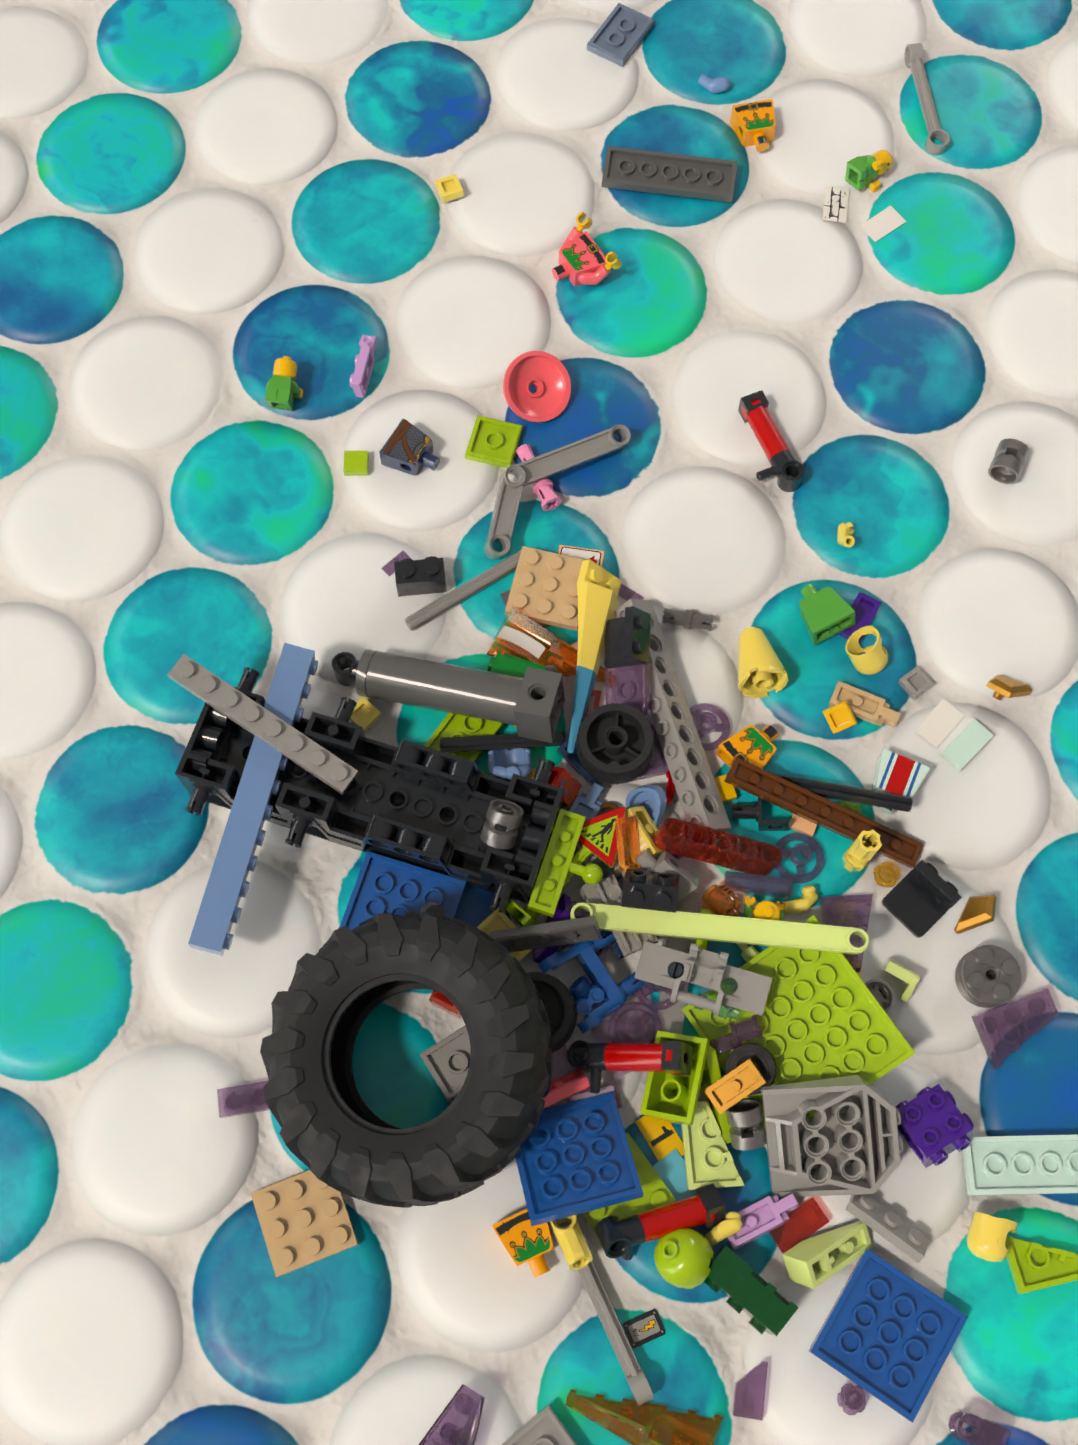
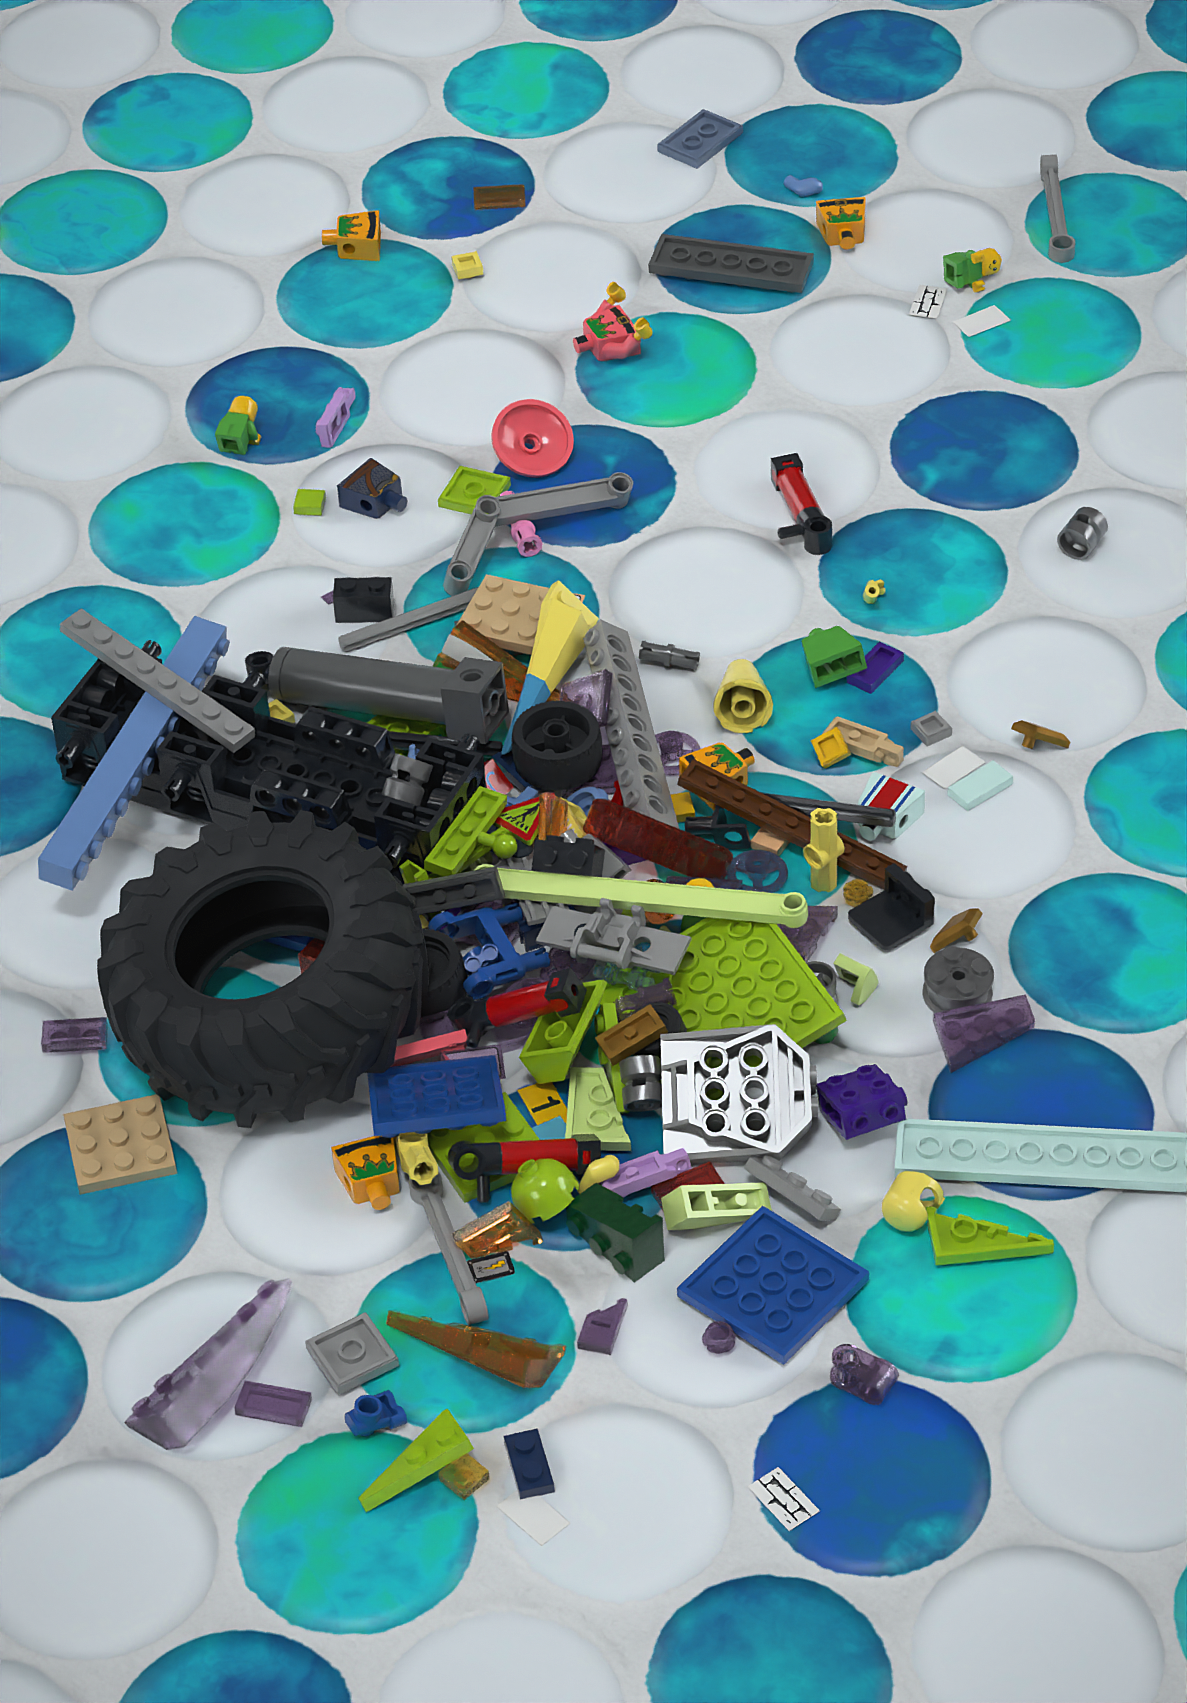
camera: 10 degrees right, 25 degrees down
(350, 161) = (356, 236): none -> light orange torso
(463, 108) = (499, 197): none -> clear orange tile
(628, 639) = (591, 648): black bracket -> none
(653, 1300) = (496, 1232): none -> clear orange wing
(875, 656) = (875, 696): light yellow helmet -> none

